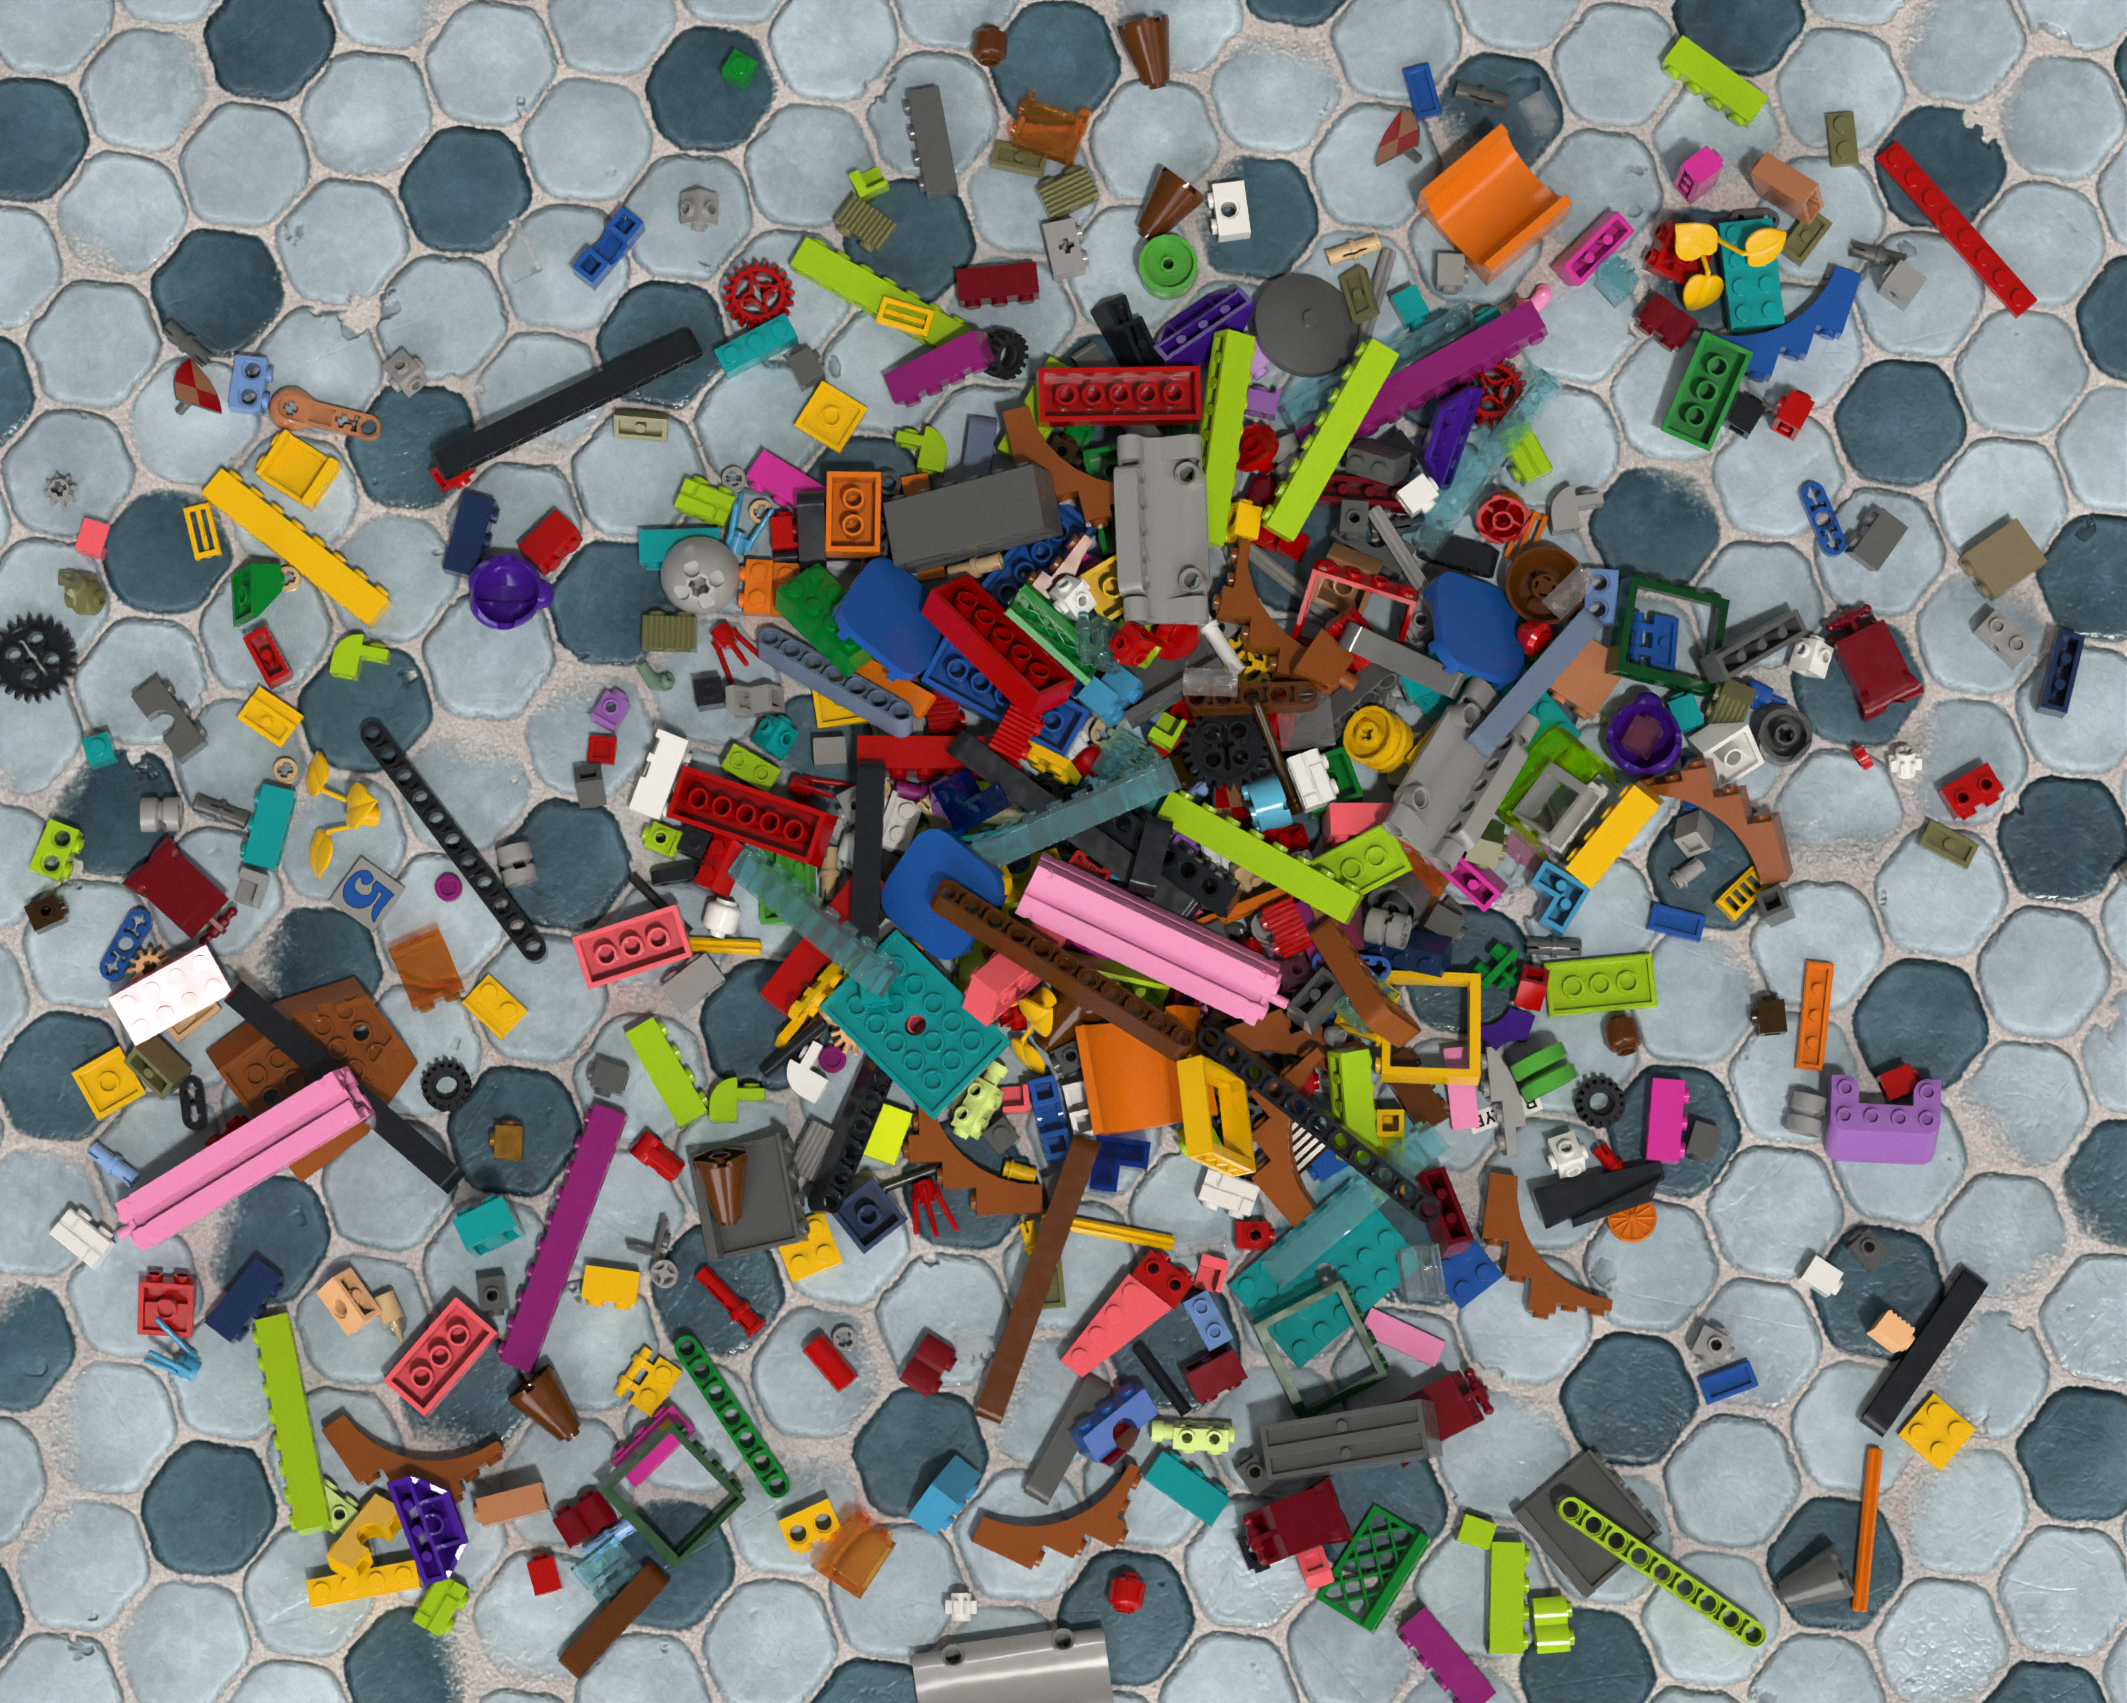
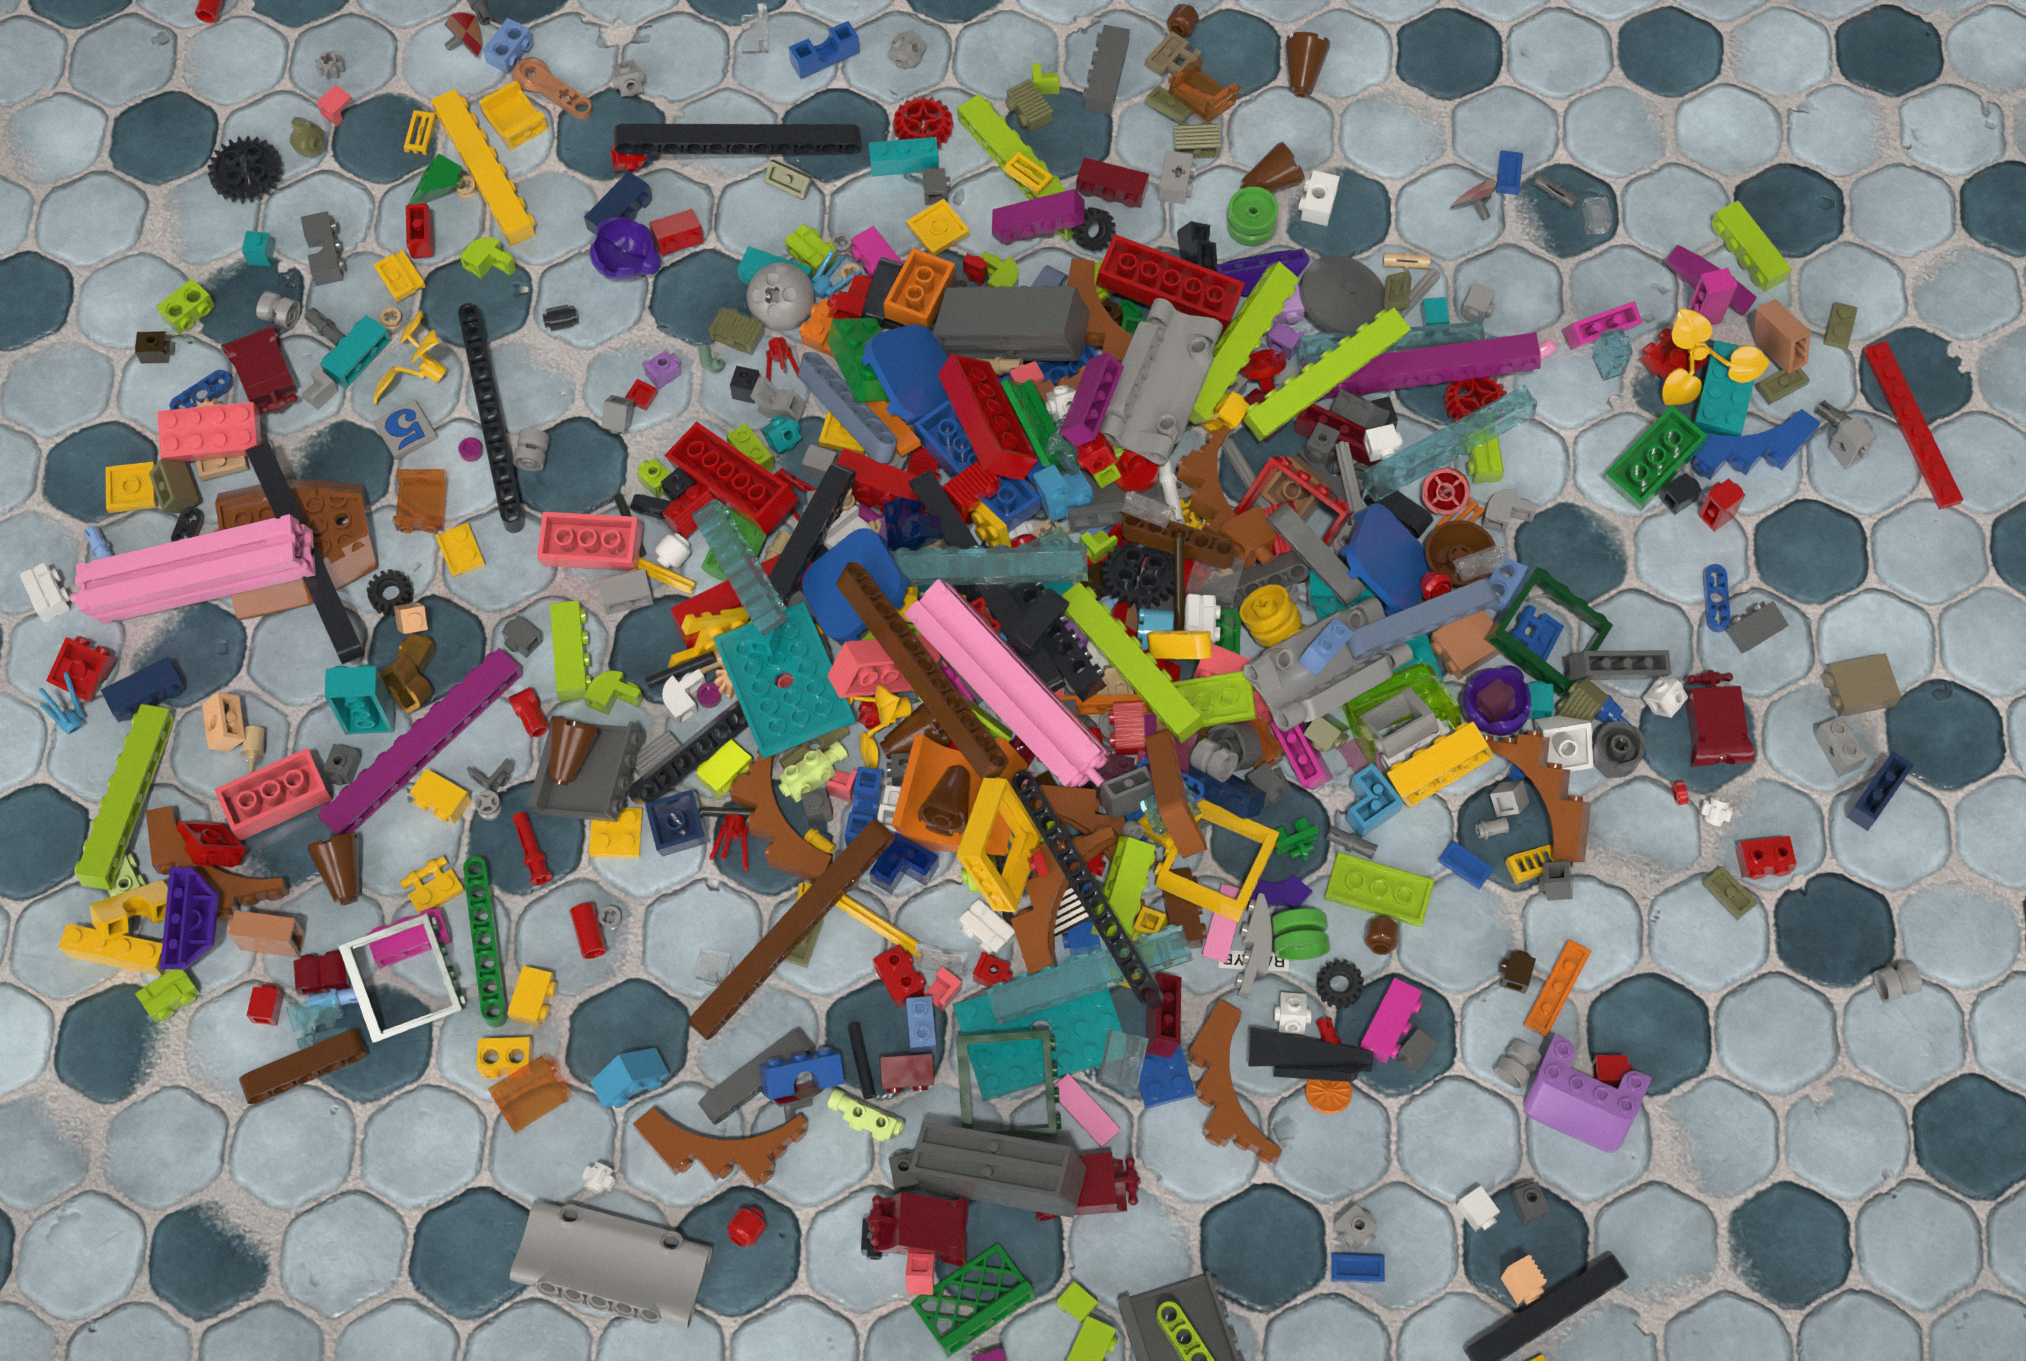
camera: 25 degrees right, 15 degrees down
(407, 1436) = (210, 844): none -> red plate
(471, 695) = (560, 317): none -> black brick
(486, 1108) = (410, 618): none -> light nougat brick
(519, 1183) = (406, 684): none -> pearl gold brick
(660, 776) = (667, 431): white wedge -> none
(780, 562) = (845, 305): none -> red brick
(807, 1454) = (532, 996): none -> yellow brick
(897, 456) = (975, 268): none -> red plate
(928, 1366) = (668, 966): dark red brick -> none
(989, 95) = (1168, 52): none -> dark tan plate
(1014, 575) = (1027, 372): none -> coral panel
(1104, 588) = (1091, 399): none -> magenta brick
(1118, 1322) = (840, 997): coral wedge -> none
(1140, 1085) = (948, 803): none -> reddish brown cone
(1187, 1487) = (841, 1159): teal brick -> none
(1256, 1112) = (1037, 862): none -> red plate
(1276, 545) = (1254, 449): red slope -> none
(1303, 819) = (1180, 644): none -> yellow beam
(1448, 434) = (1430, 408): dark purple wedge -> none
(1454, 762) = (1326, 646): none -> medium blue brick
(1491, 206) = (1531, 263): orange piece -> none
(1531, 987) = (1318, 864): red brick -> none
(1666, 322) = (1641, 402): dark red brick -> none
(1683, 140) = (1691, 266): none -> magenta slope

